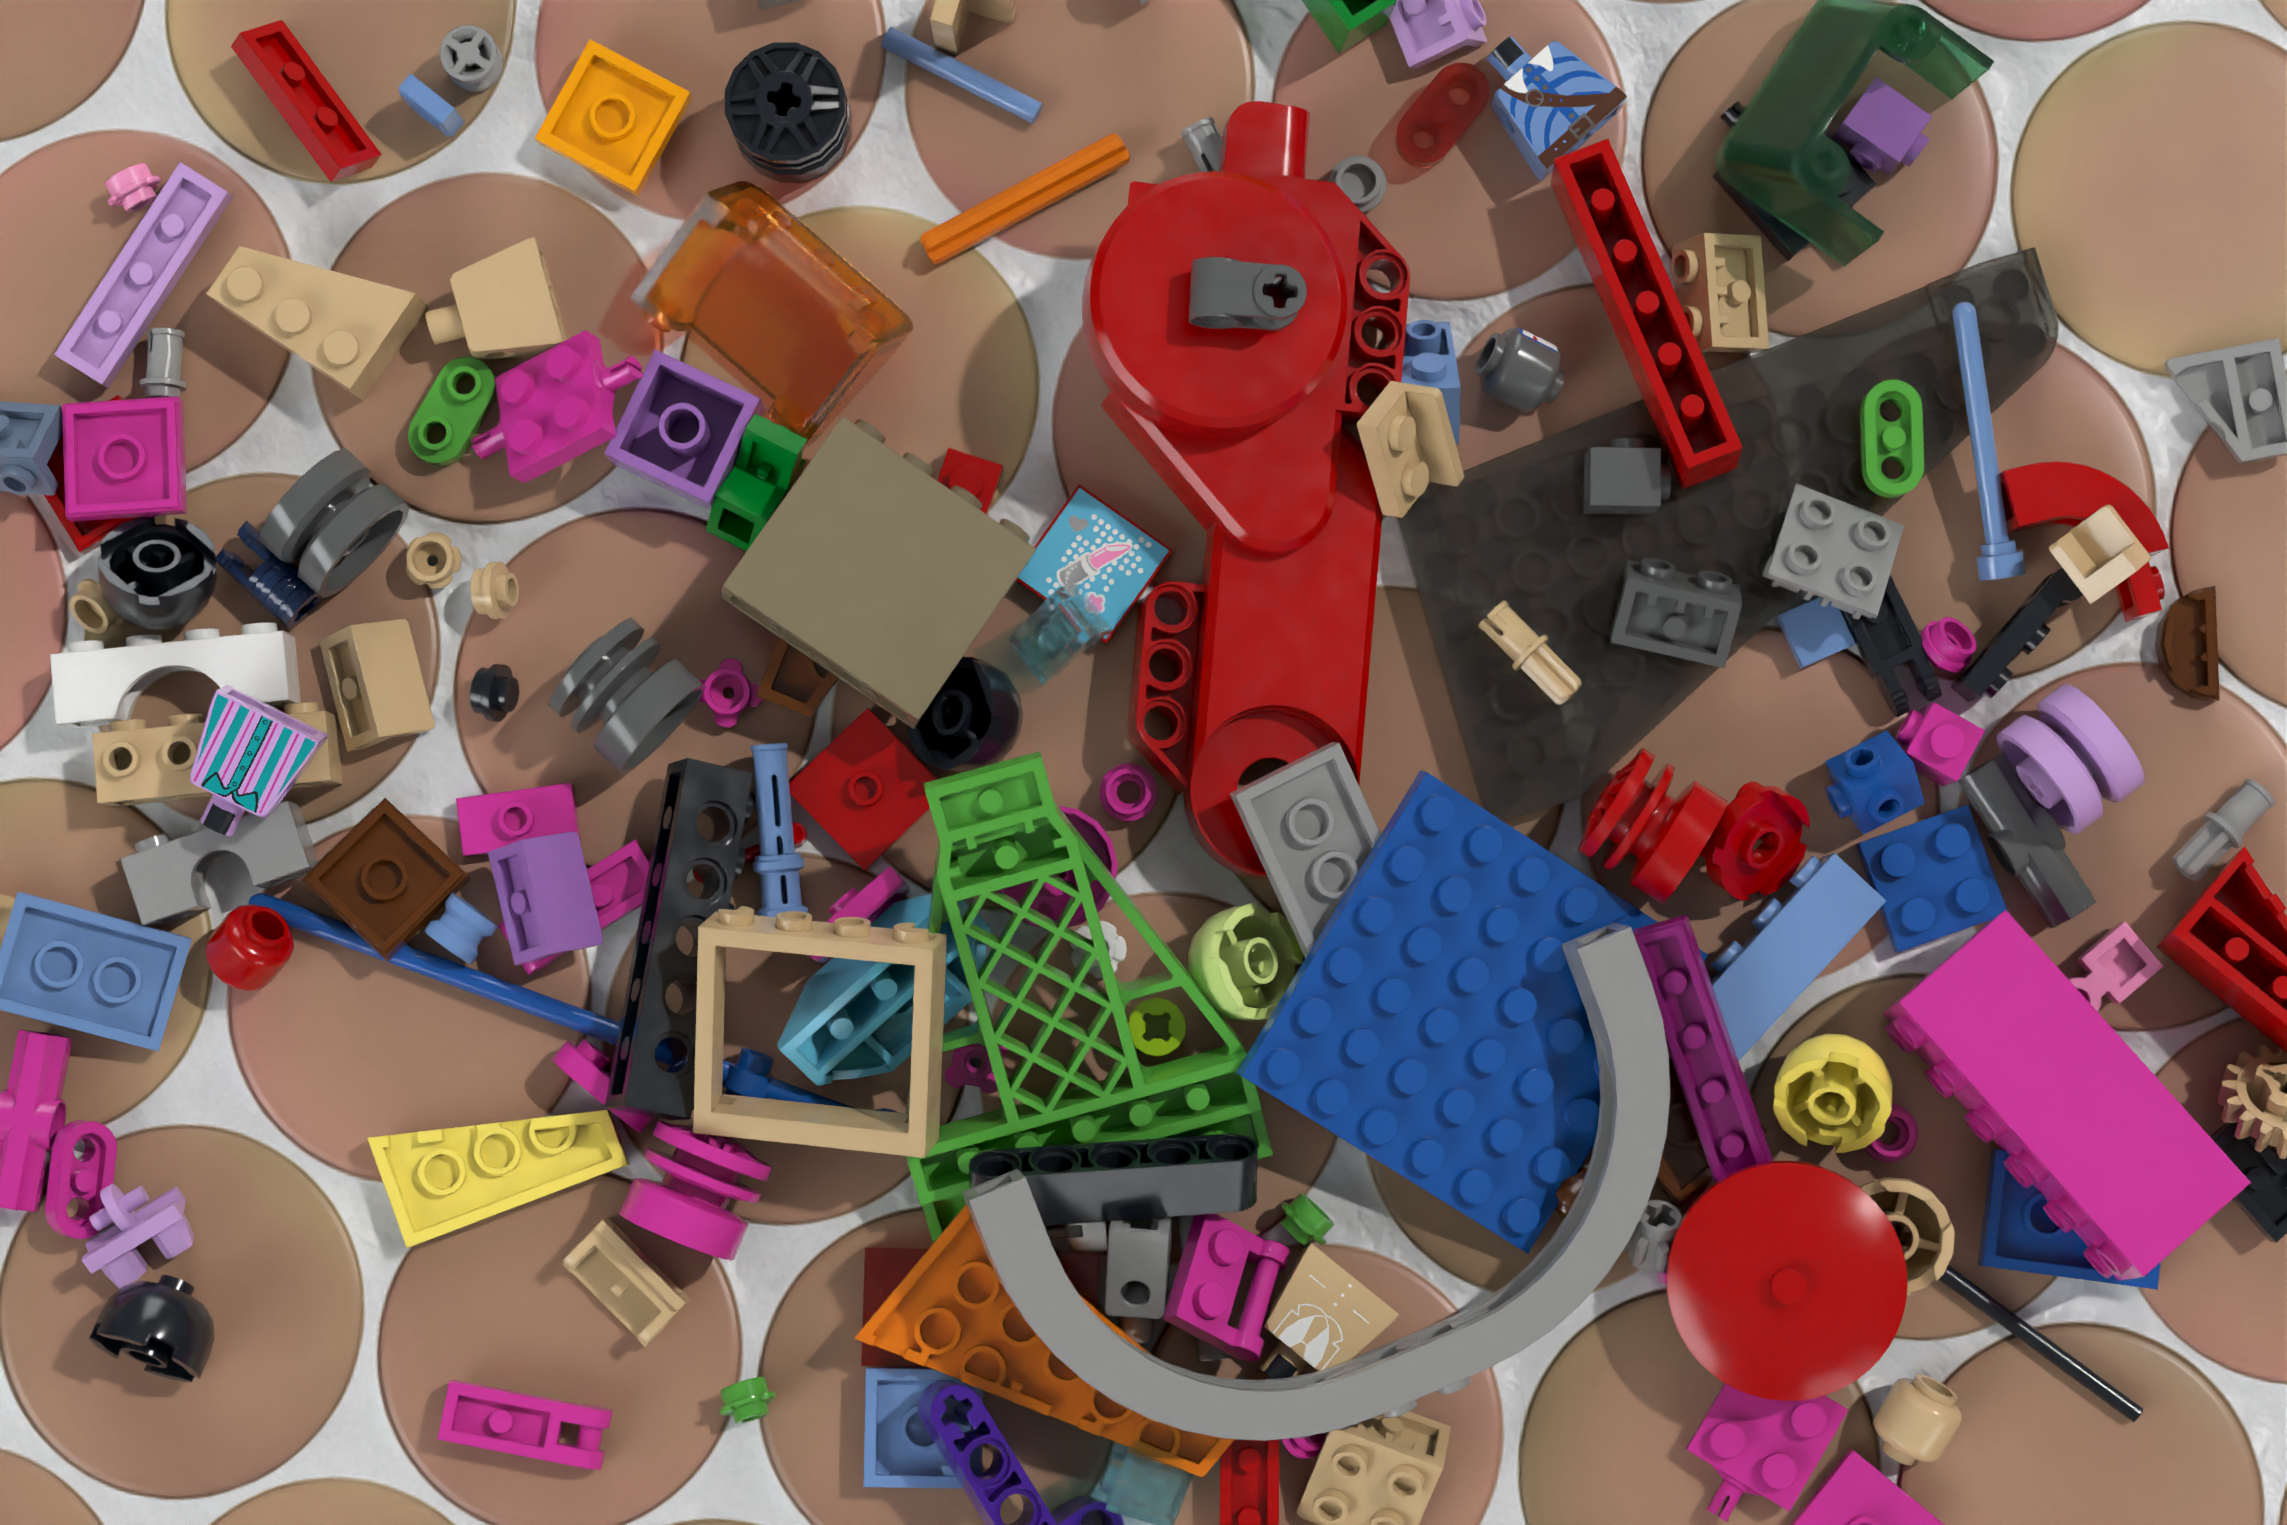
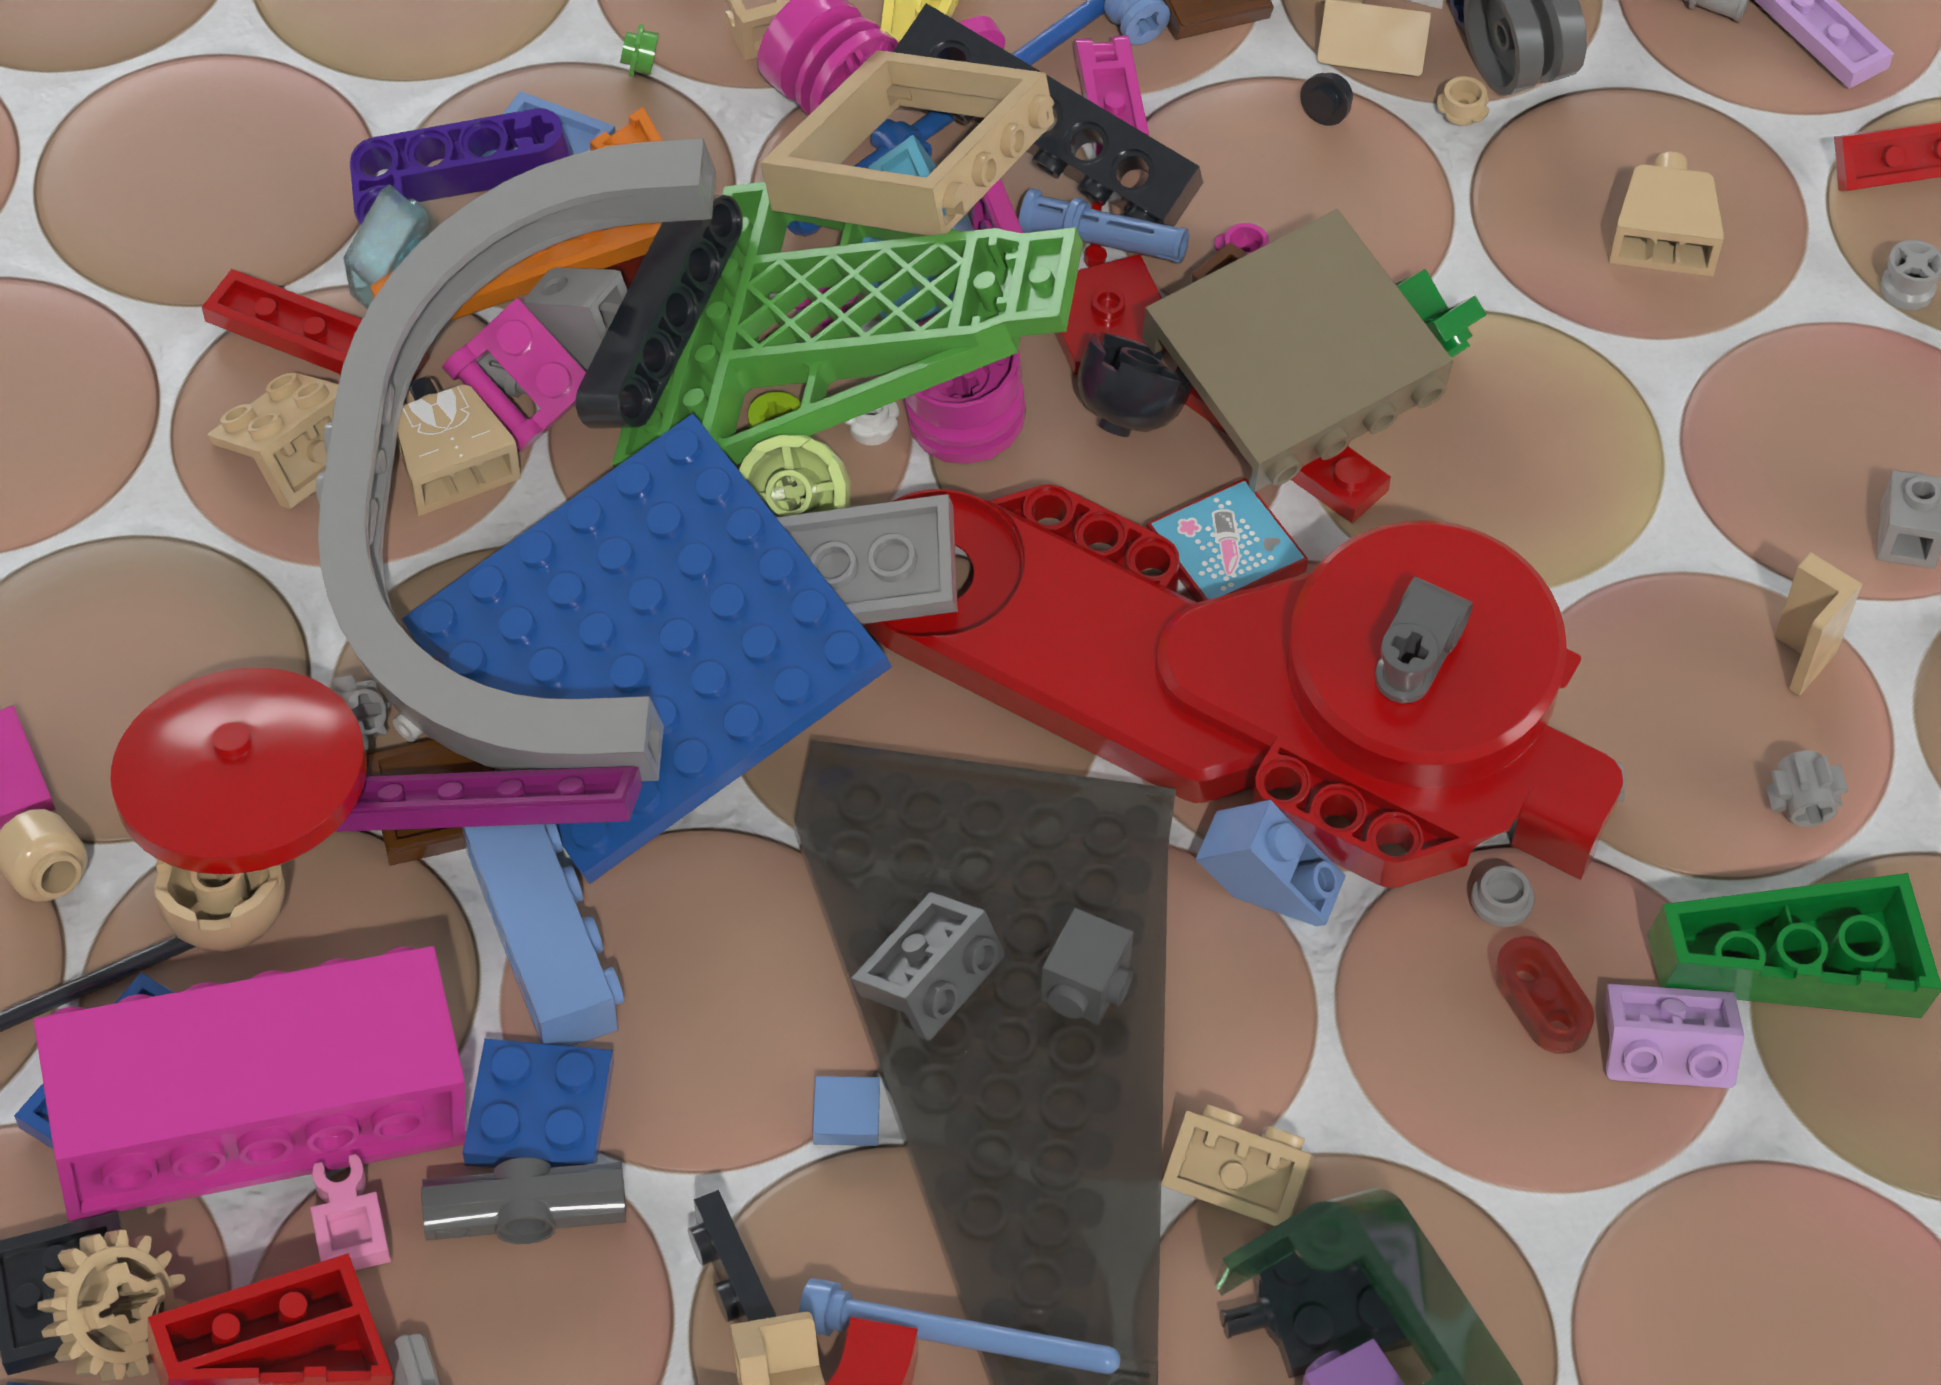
camera: 115 degrees right, 30 degrees down
(132, 188) = (1885, 22): bright pink plate -> none
(320, 315) = (1713, 90): tan wedge -> none
(430, 106) = (1878, 230): medium blue tile -> none
(457, 412) = (1584, 161): bright green plate -> none
(494, 590) = (1422, 117): tan plate -> none
(515, 815) = (1209, 84): dark pink plate -> none
(545, 897) = (1130, 58): medium lavender panel -> none
(556, 406) = (1568, 208): dark pink plate -> none
(613, 117) = (1815, 352): light orange plate -> none
(616, 686) = (1276, 159): dark grey wheel -> none
(682, 429) = (1514, 276): medium lavender brick -> none
(774, 305) = (1595, 409): clear orange windscreen -> none
(811, 135) = (1765, 459): black wheel -> none
(962, 75) = (1734, 637): medium blue bar -> none
(1025, 198) = (1607, 627): orange axle -> none
(1059, 632) = (1179, 488): clear light blue slope -> none
(1122, 774) = (998, 478): dark pink plate -> none
(1306, 1220) = (539, 471): bright green plate -> none
(1408, 445) = (1213, 777): tan bracket -> none
(1520, 369) = (1246, 949): dark grey head -> none
(1530, 653) = (956, 823): tan axle -> none
(1550, 101) = (1514, 1091): torso -> none
(1645, 314) = (1249, 1053): red brick -> none
(1652, 825) = (732, 852): red wheel -> none
(1756, 814) = (692, 947): red plate -> none
(1763, 1445) = (89, 727): dark pink plate -> none
(1833, 1093) = (390, 905): light yellow cylinder -> none
(1834, 552) = (914, 1128): light grey hinge -> none
(1873, 783) = (663, 1077): blue brick -> none
(1890, 642) = (813, 1166): black hinge -> none
(1893, 440) = (1009, 1233): bright green plate -> none
(1904, 1142) = (316, 942): dark pink plate -> none
(1938, 742) = (669, 1154): dark pink brick -> none
(1948, 644) = (774, 1231): dark pink plate -> none
(2071, 758) = (581, 1251): lavender wheel -> none

